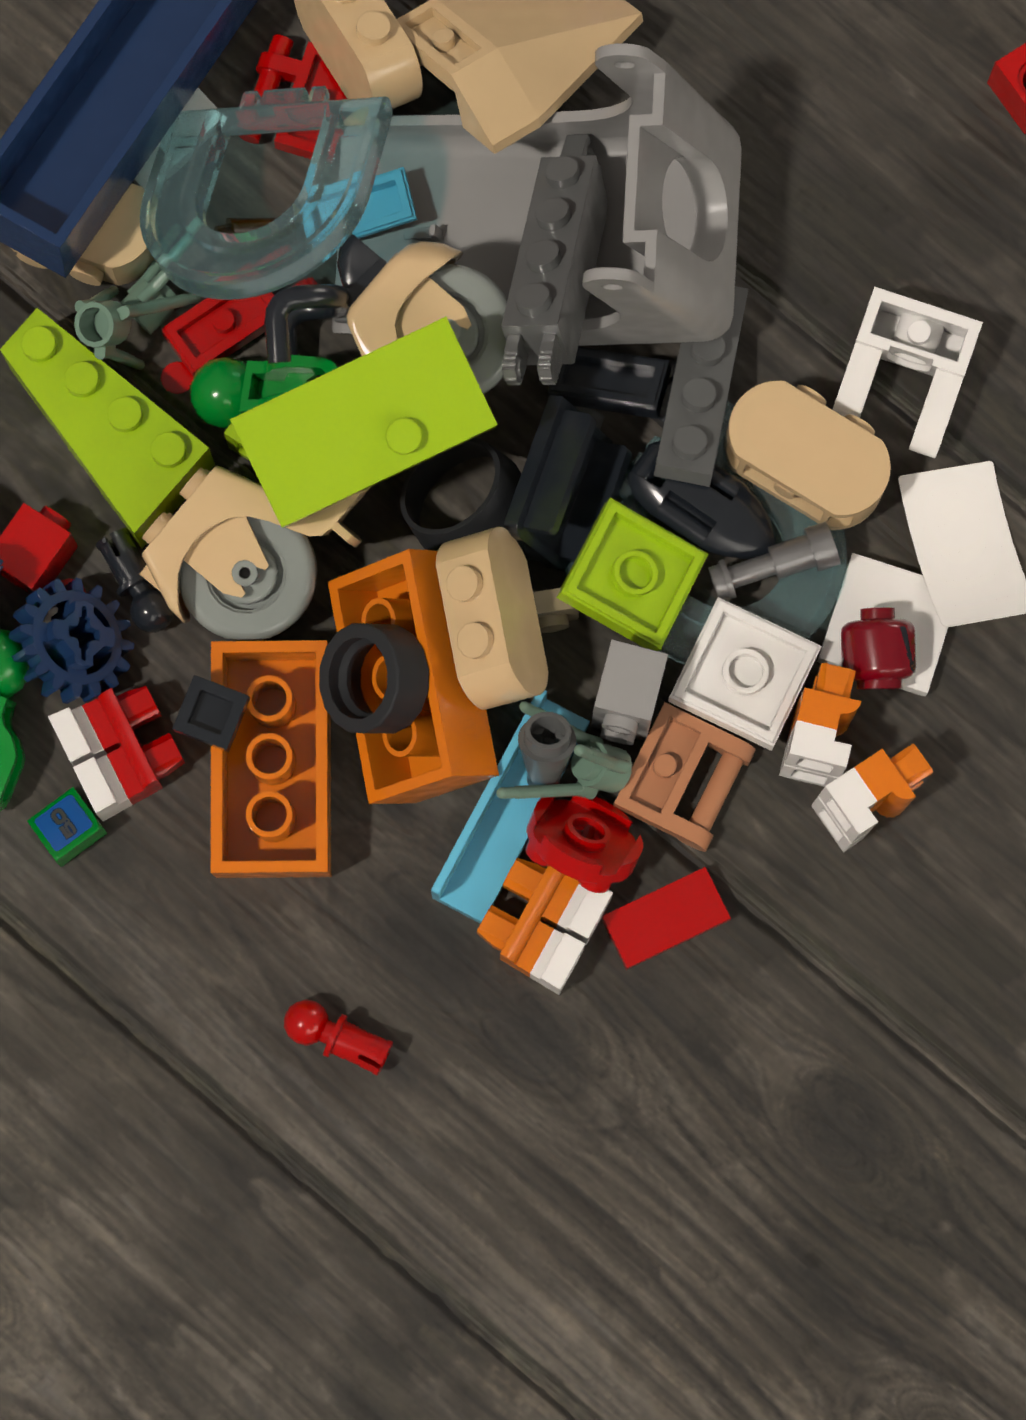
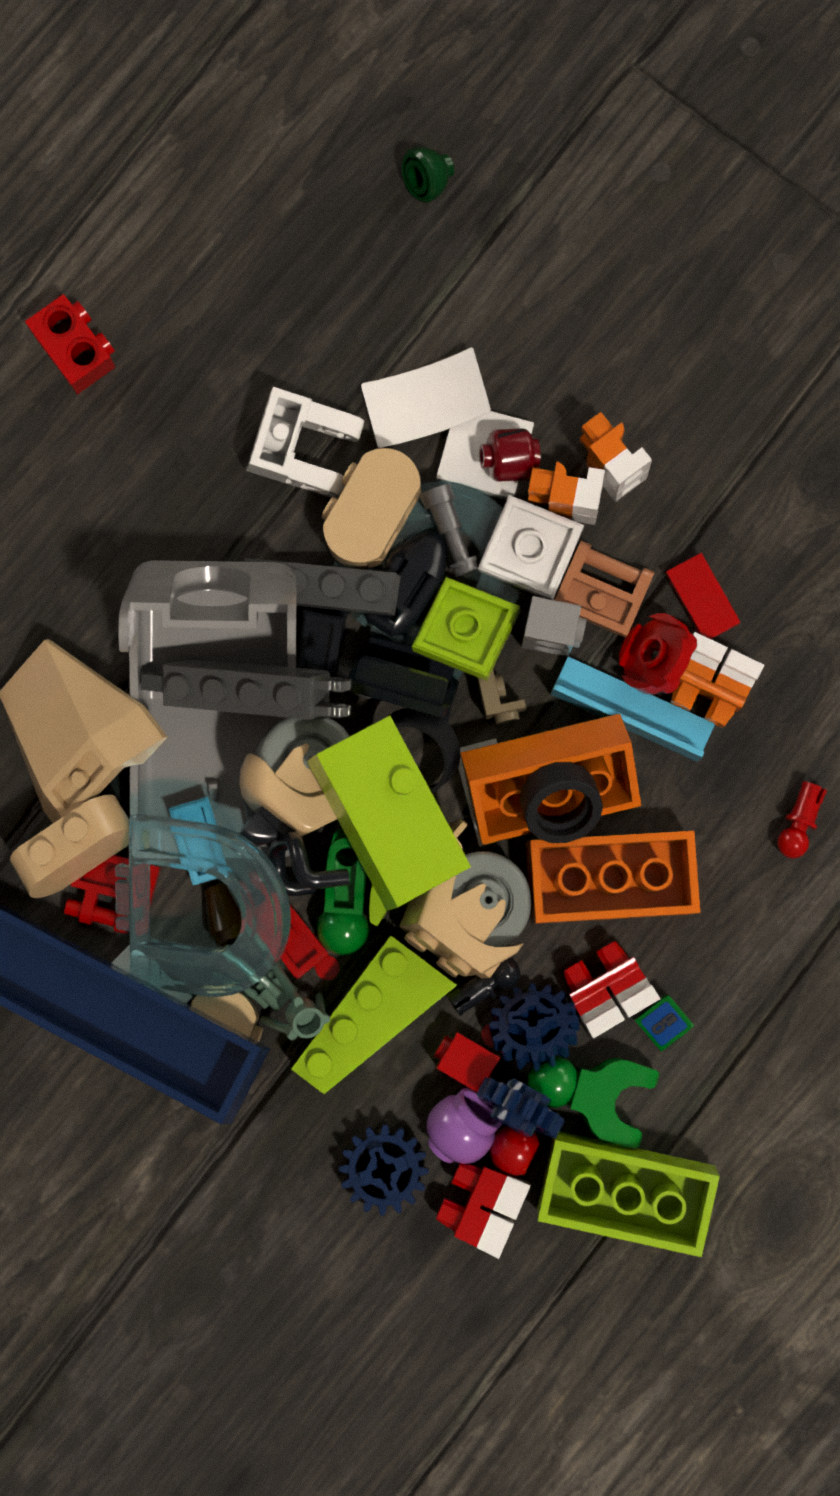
camera: 90 degrees left, 5 degrees up
(211, 713) = (591, 917): black plate -> none
(492, 618) = (510, 722): tan brick -> none
(546, 747) = (598, 681): dark grey cone -> none
(593, 763) = (603, 650): sand green plant -> none

